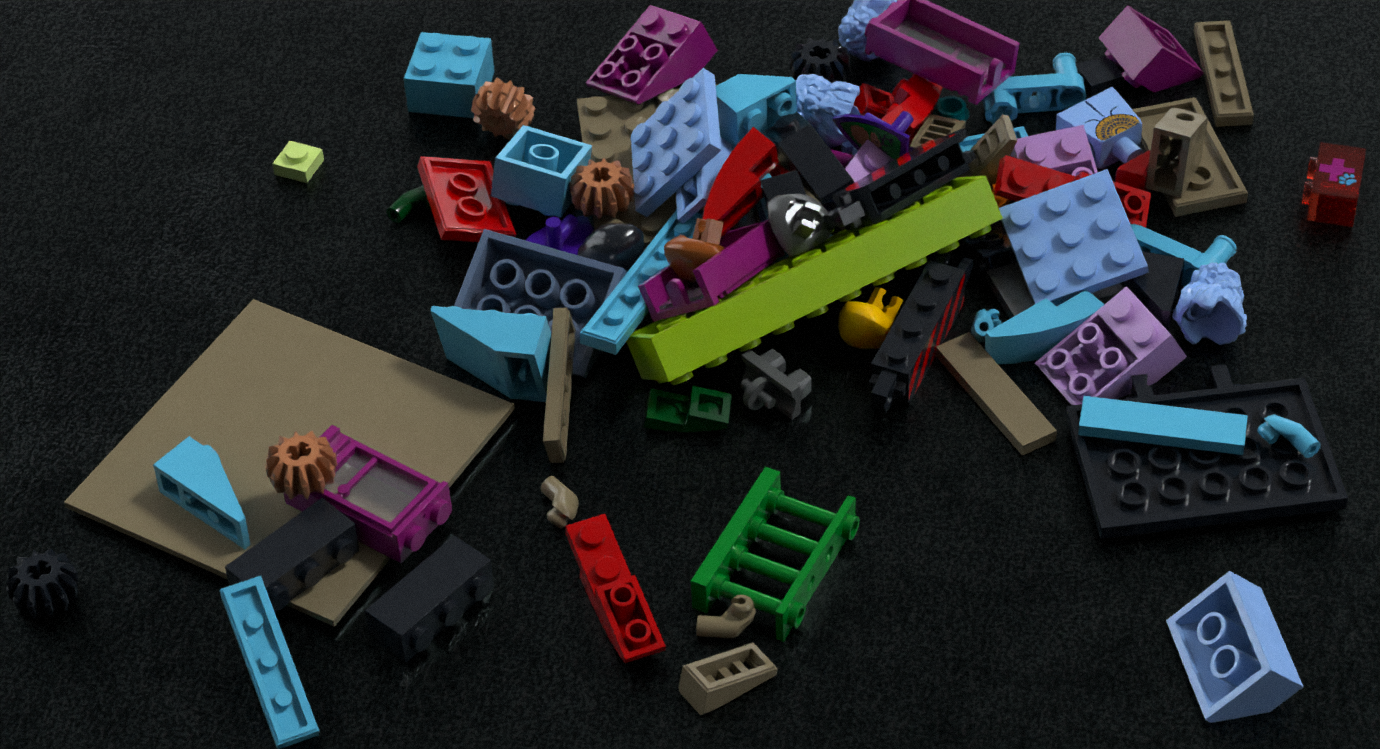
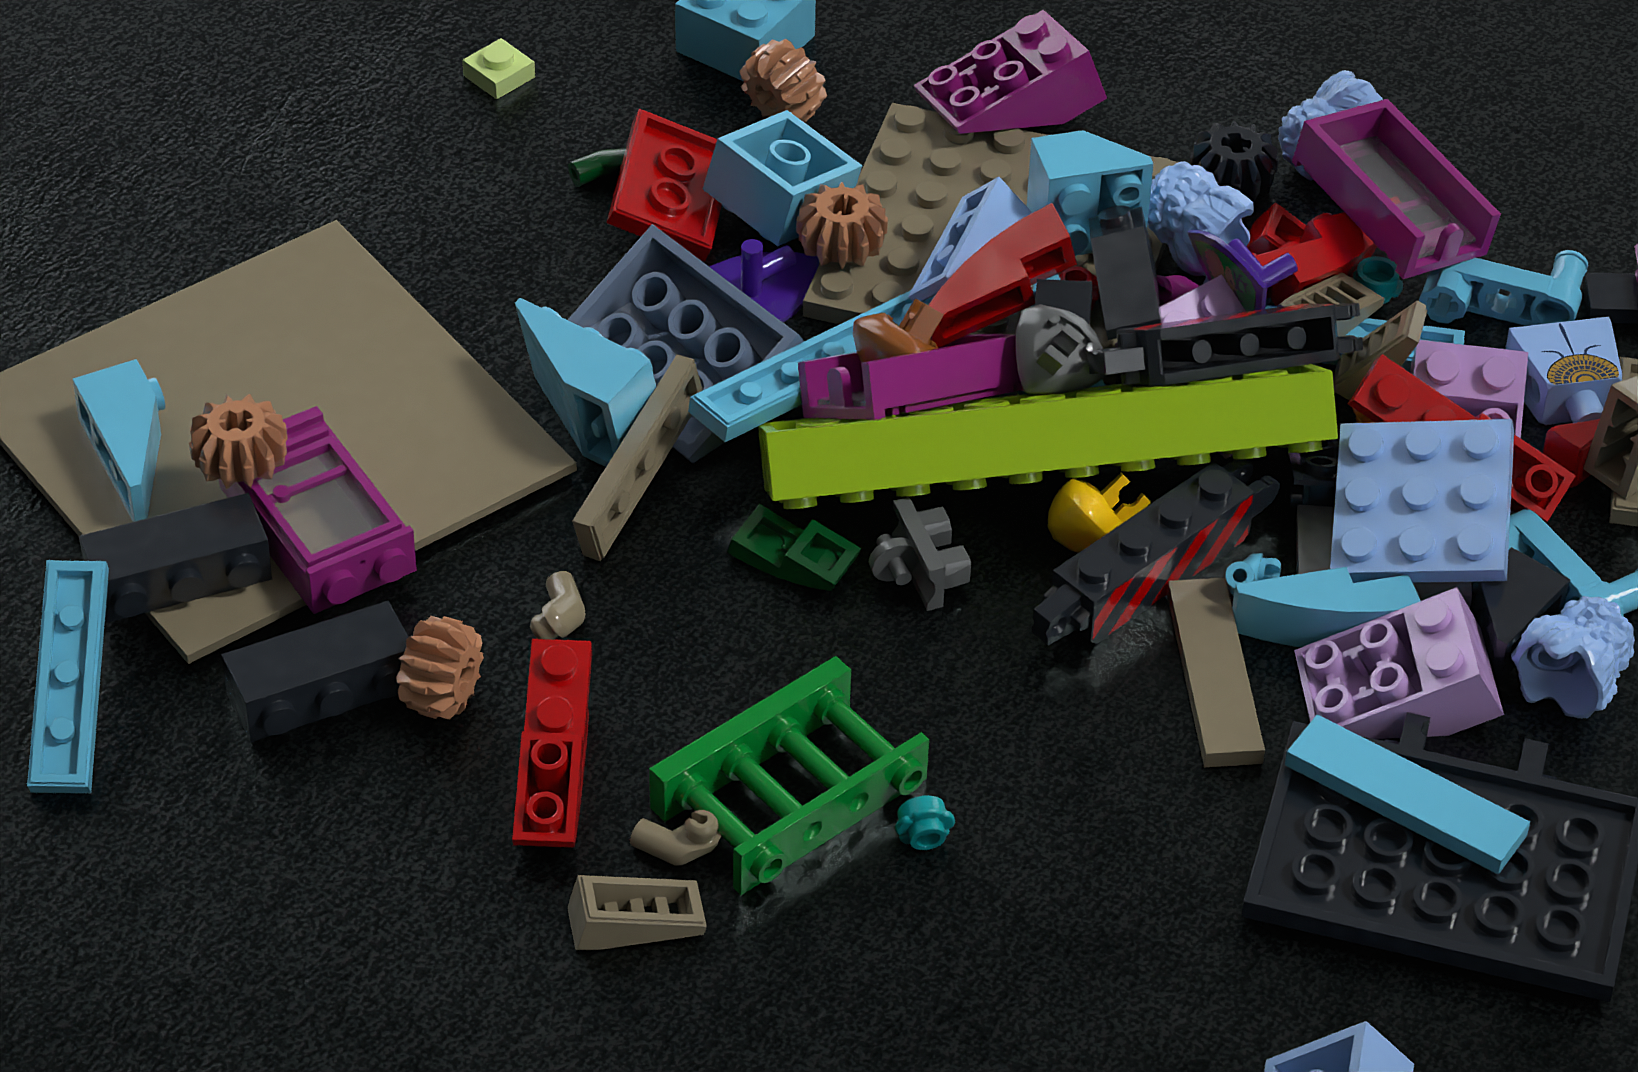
camera: 20 degrees right, 0 degrees up
(512, 566) = (440, 667): none -> nougat gear
(614, 244) = (811, 302): black piece -> none
(675, 142) = (958, 193): light blue plate -> none
(875, 552) = (924, 822): none -> teal plate
(1290, 430) = (1580, 863): medium azure arm -> none

